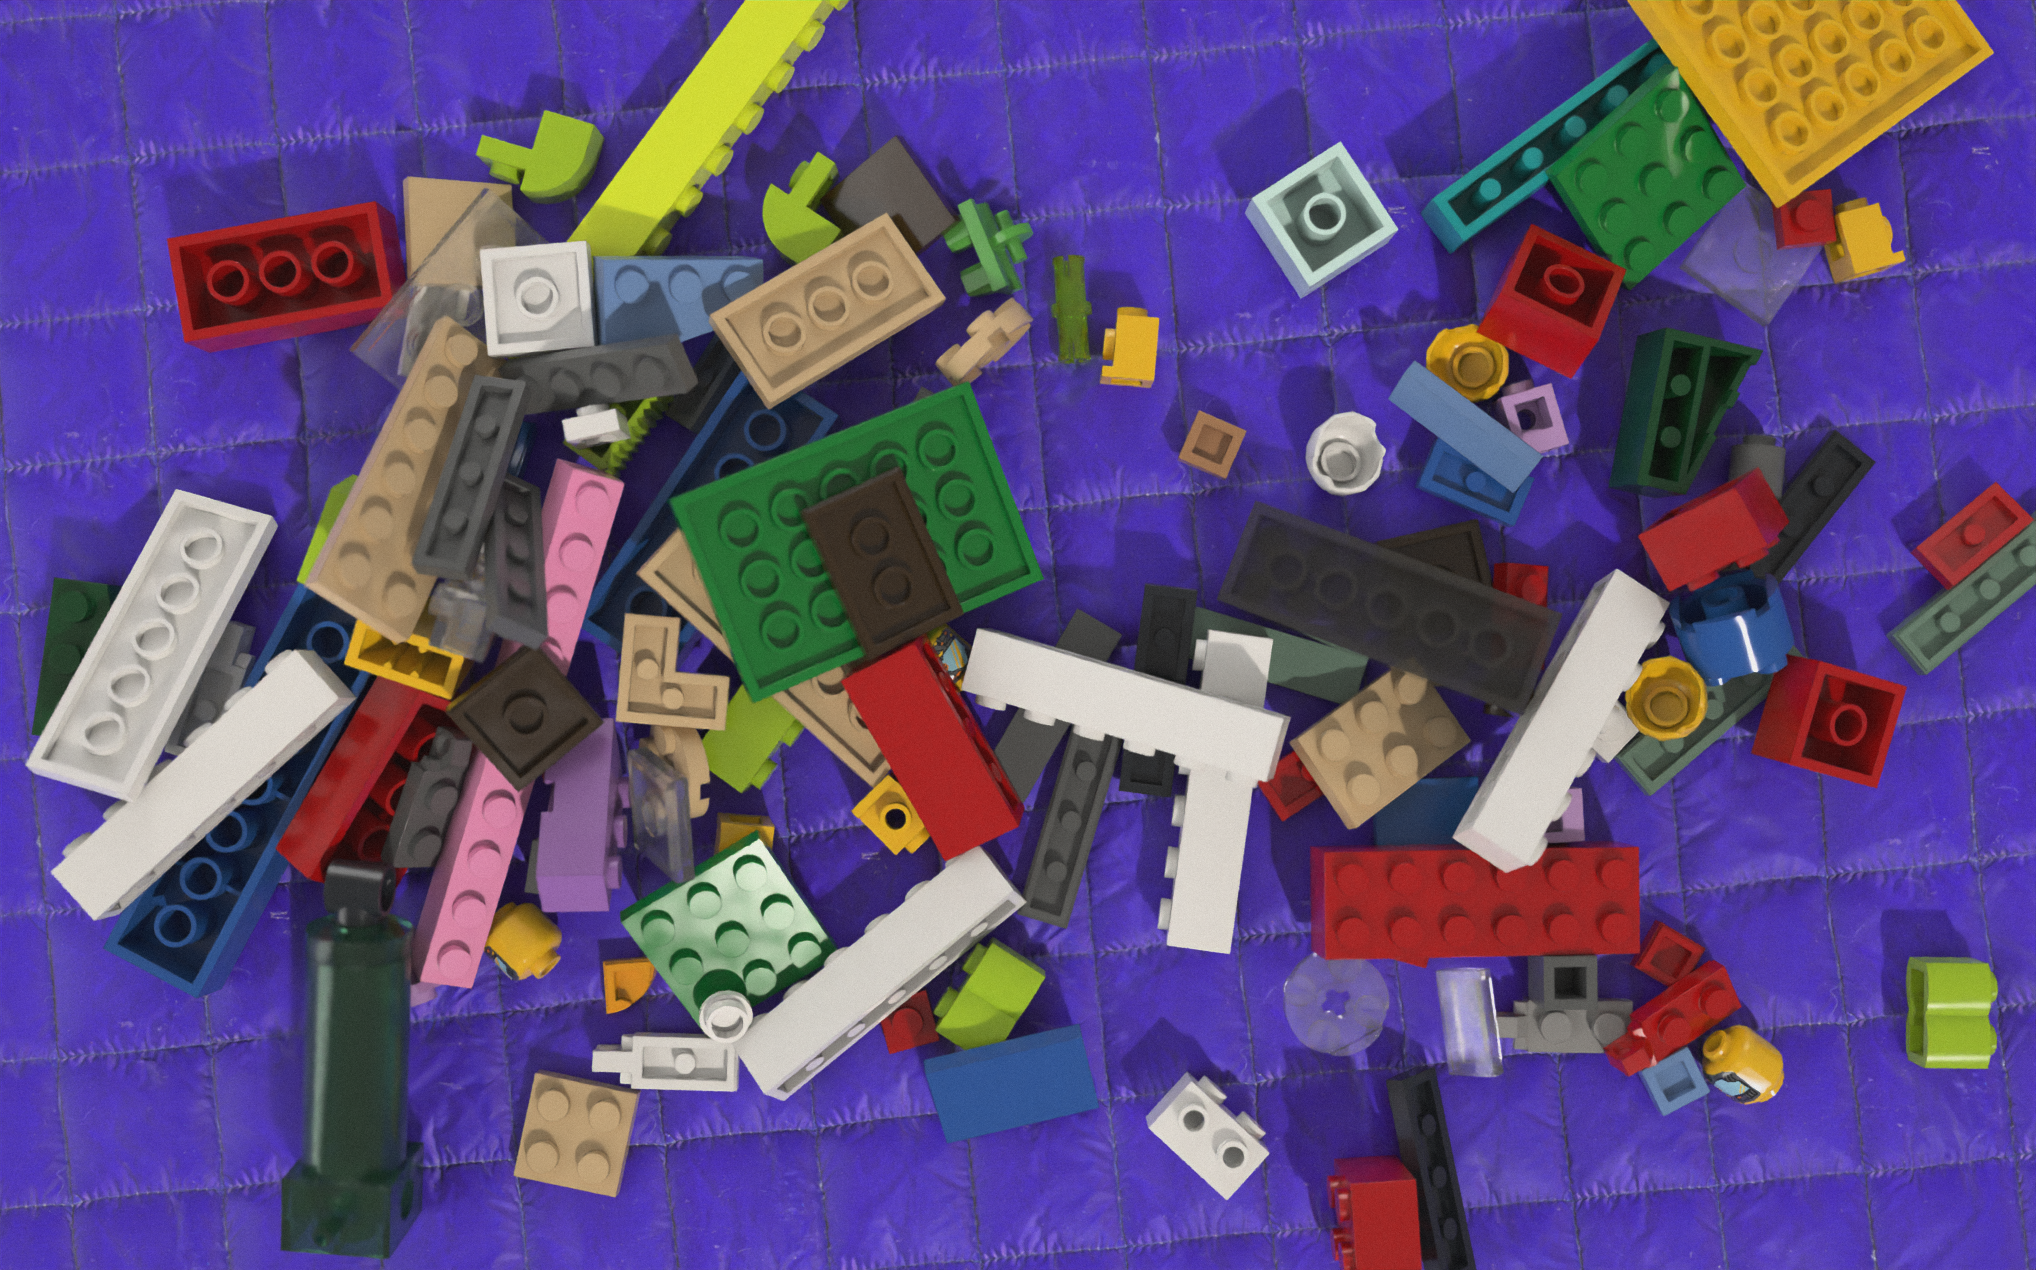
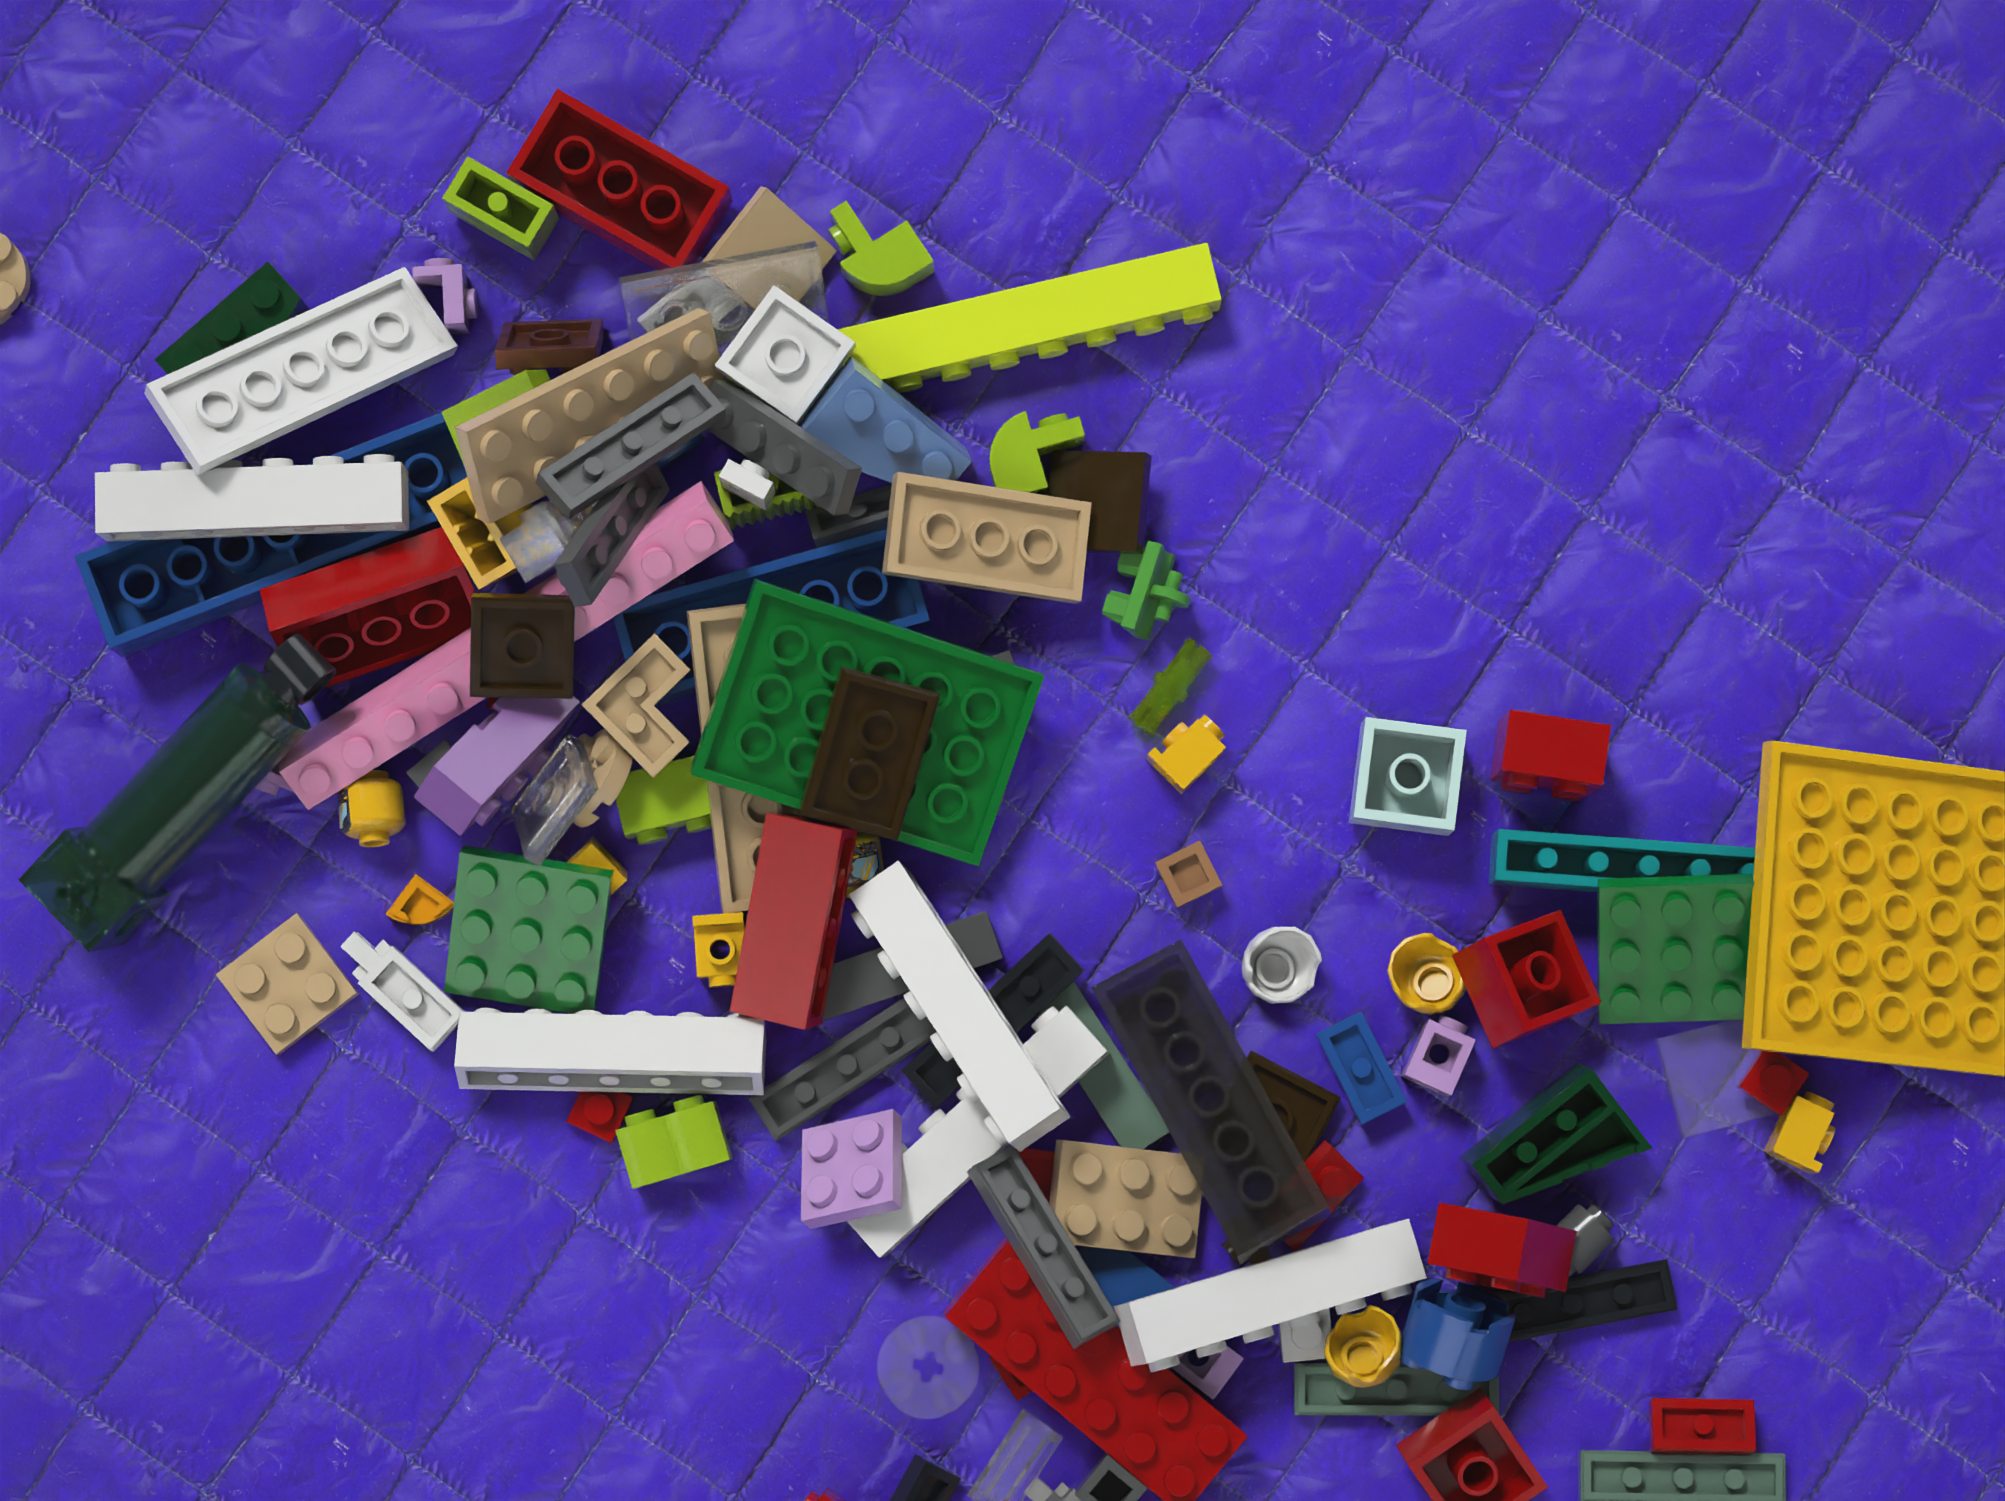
camera: 40 degrees right, 5 degrees down
(209, 376) = (500, 208): none -> lime brick
(220, 680) = (313, 439): white hinge -> none
(241, 479) = (458, 300): none -> lavender bracket
(340, 453) = (548, 344): none -> copper plate
(428, 802) = (396, 648): dark grey hinge -> none
(725, 1016) = (473, 987): white plate -> none
(990, 340) = (1086, 657): tan plate -> none
(1011, 1083) = (638, 1218): blue tile -> none
(1148, 902) = (851, 1169): none -> lavender plate
(1208, 1134) = (750, 1382): white brick -> none
(1358, 838) = (1043, 1246): none -> dark grey tile
(1420, 104) = (1550, 755): none -> red brick
(1464, 426) = (1384, 1017): medium blue tile -> none

